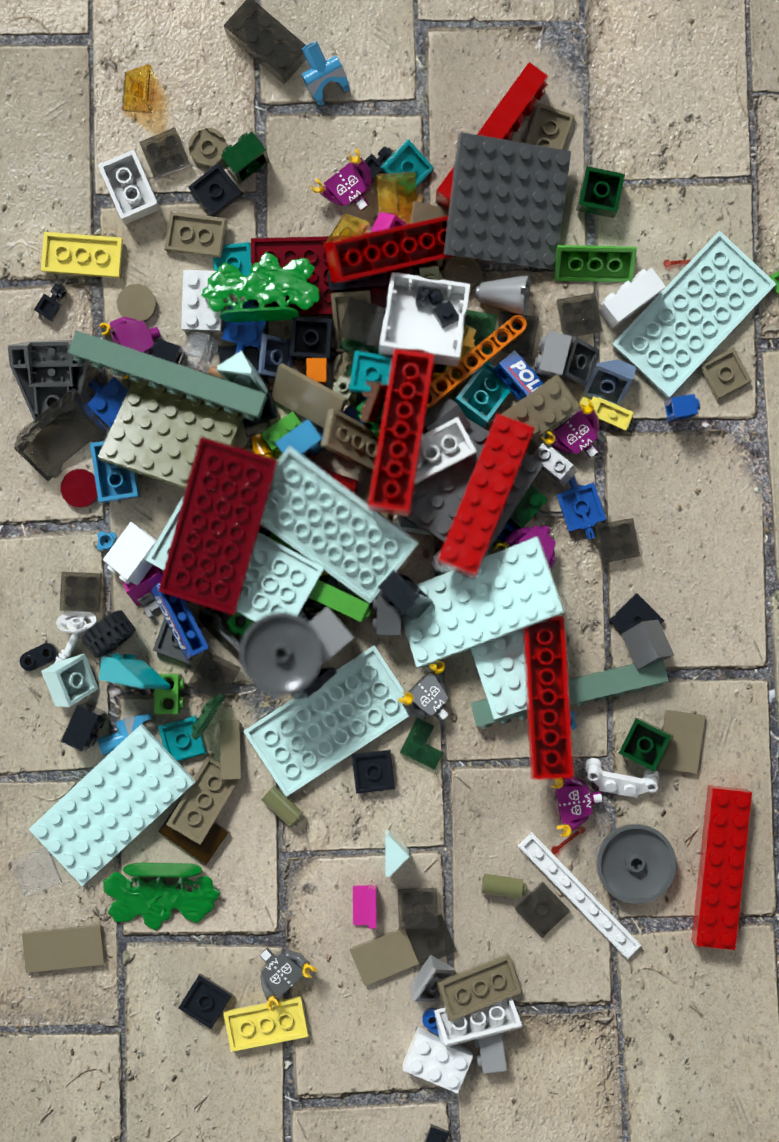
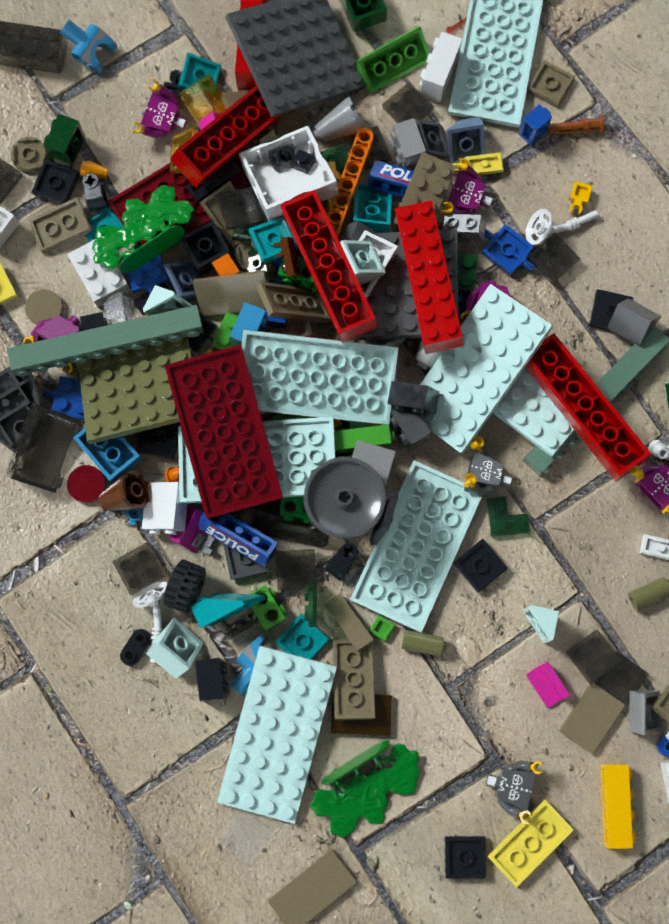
camera: 35 degrees left, 10 degrees down
(107, 522) = (126, 493): none -> reddish brown cone
(157, 528) = (172, 474): none -> orange hose
(164, 494) = (159, 441): none -> black plate
(243, 227) = (94, 192): none -> black piece
(253, 696) = (339, 563): none -> black piece
(256, 200) = (91, 167): none -> light orange cone
(256, 771) = (382, 628): none -> bright green tile
(356, 1040) = (617, 806): none -> yellow brick
(435, 446) = (363, 260): none -> light aqua slope
(625, 509) = (544, 227): none -> white dish
(679, 497) = (580, 195): none -> yellow plate
(728, 434) = (584, 126): none -> dark orange pin

